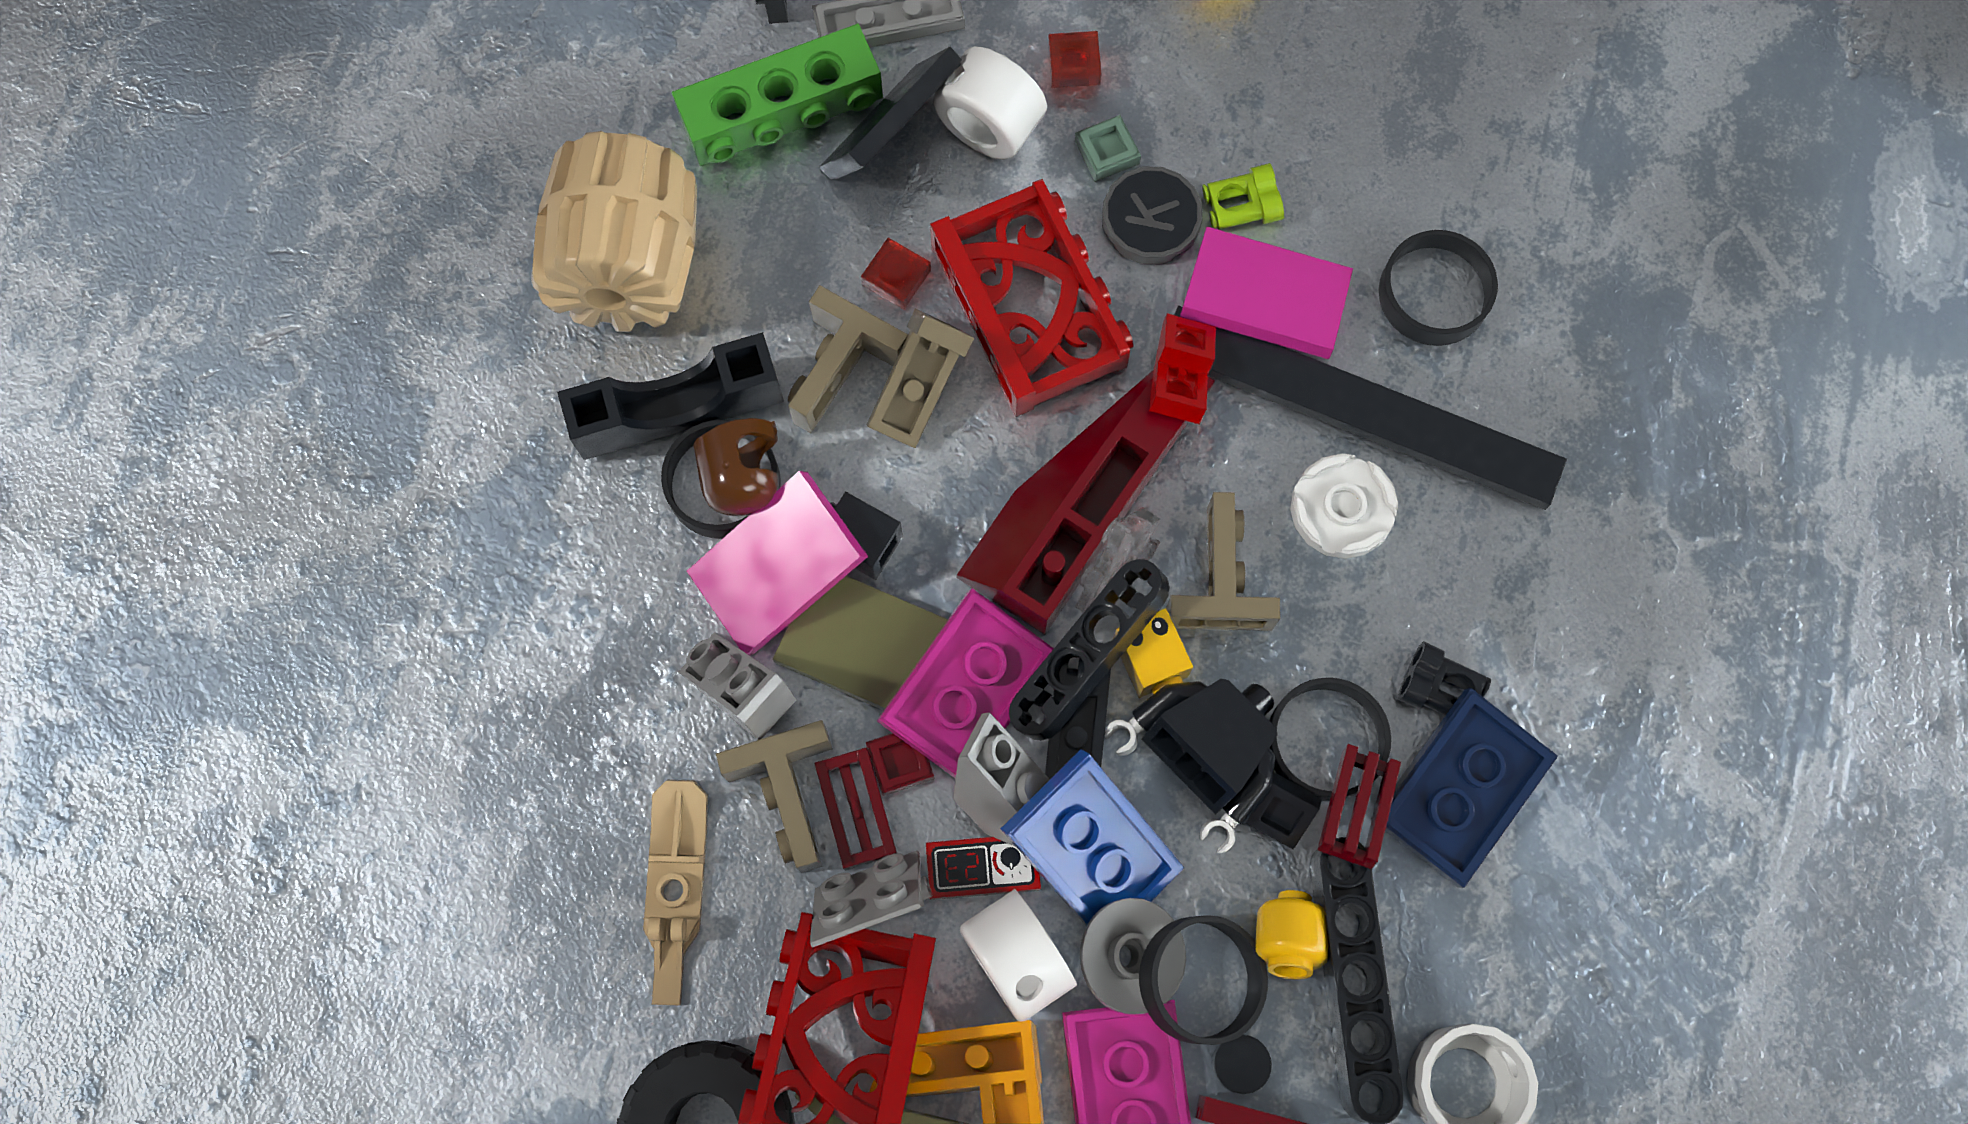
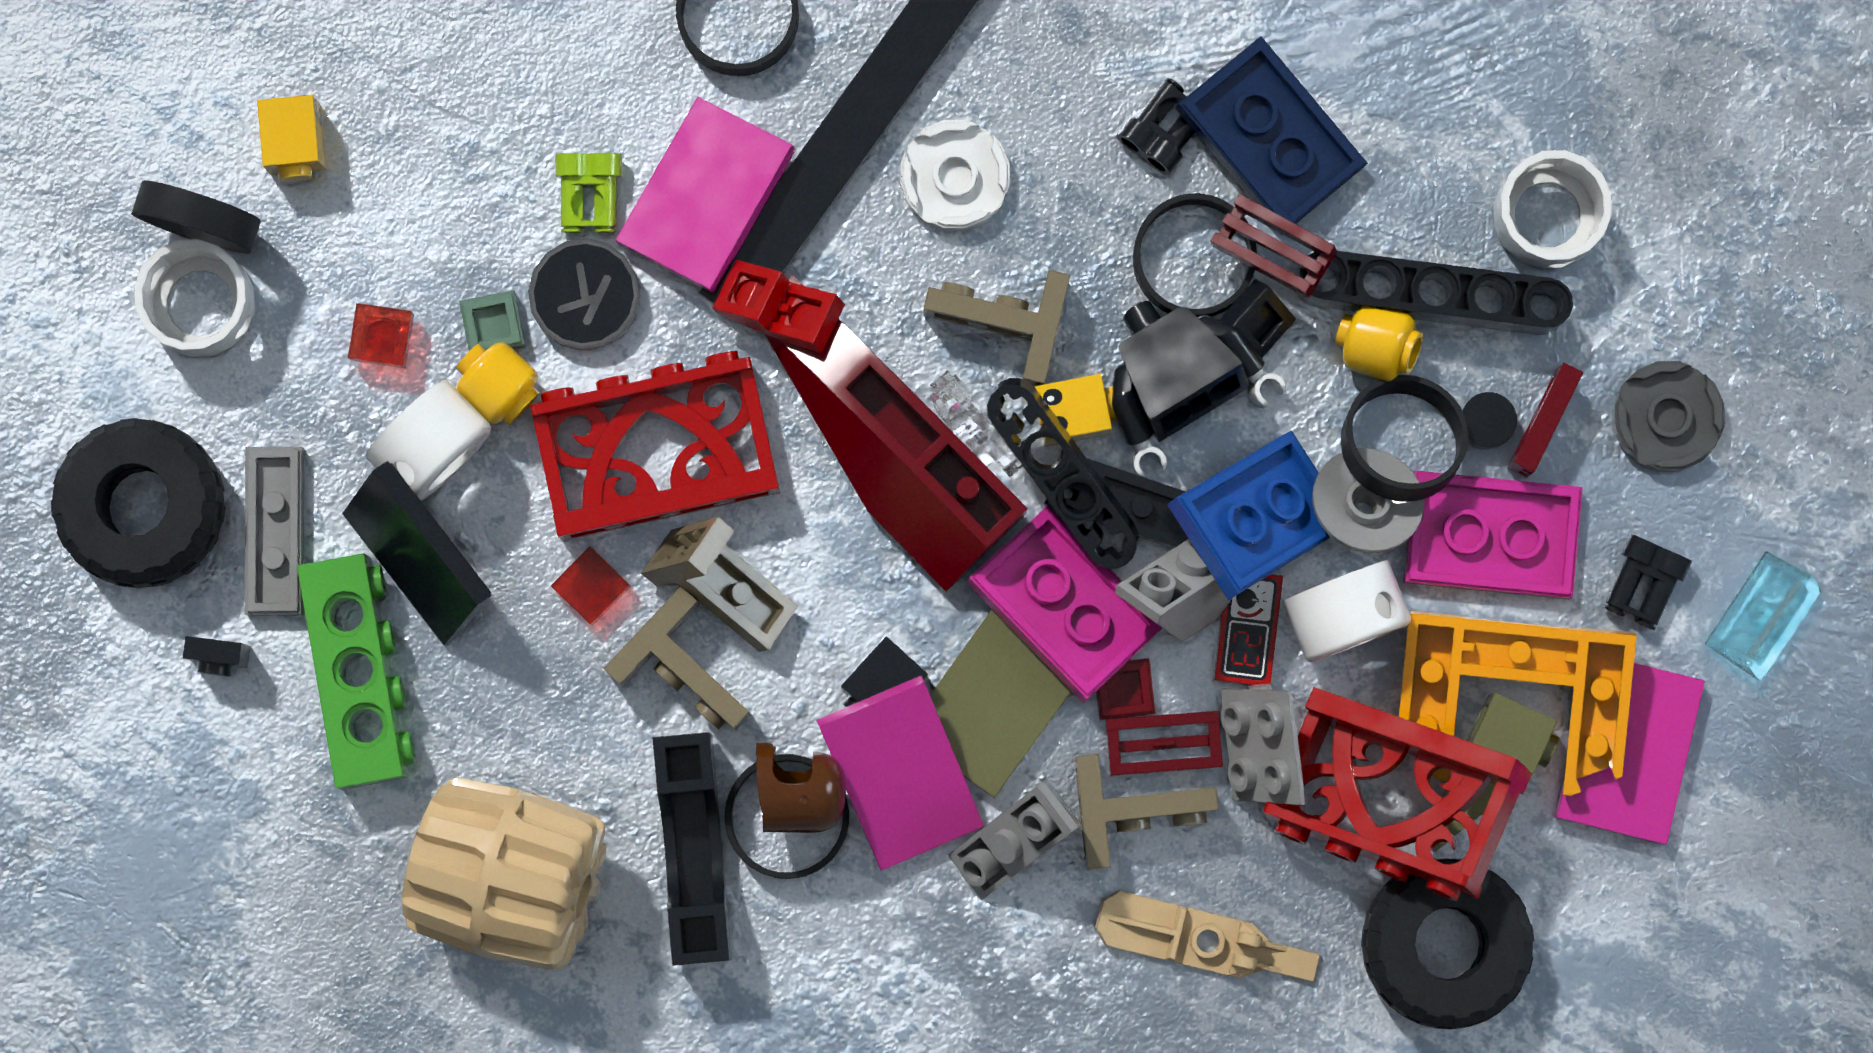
camera: 80 degrees left, 10 degrees up
(1055, 152) = (497, 382): none -> yellow head

